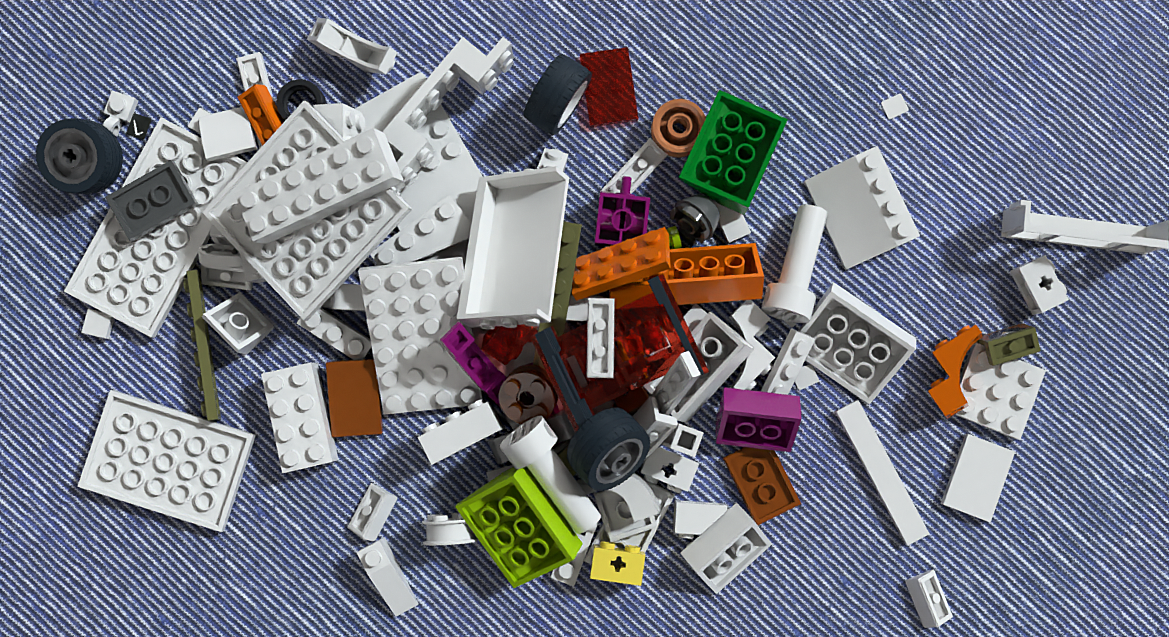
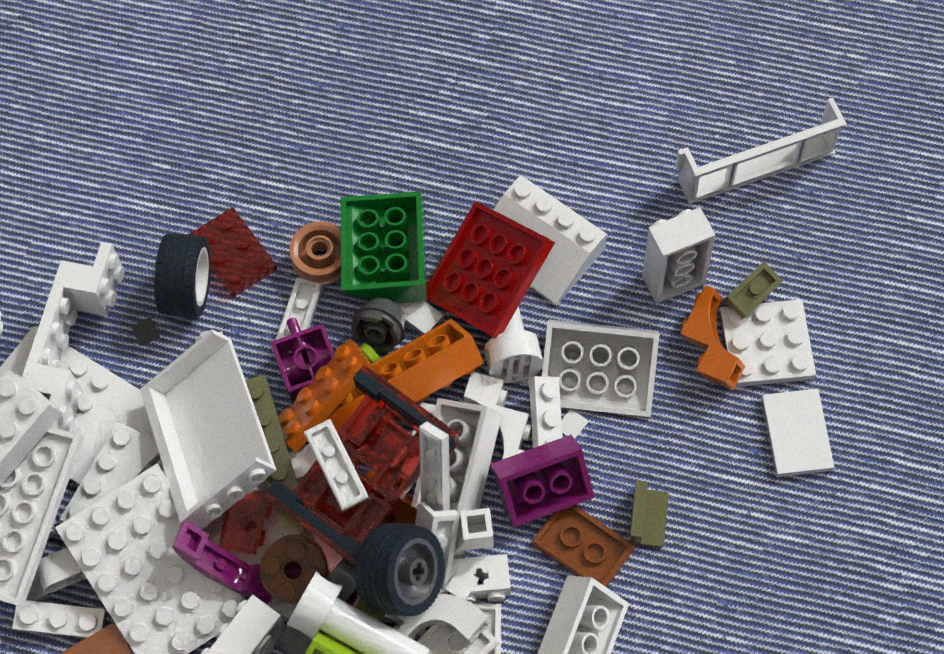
camera: 20 degrees left, 20 degrees down
(508, 121) = (145, 331): none -> pearl dark grey sticker
(652, 469) = (462, 583): none -> white sticker
(695, 517) = (532, 613): white slope -> none
(807, 220) = (488, 269): none -> red plate
(823, 484) = (648, 516): none -> olive panel
(882, 472) = (700, 475): white tile -> none
(894, 106) = (521, 139): white sticker -> none
(929, 599) = (819, 575): white slope -> none
(970, 290) = (677, 254): none -> white brick
(1028, 278) = (748, 225): white brick -> none

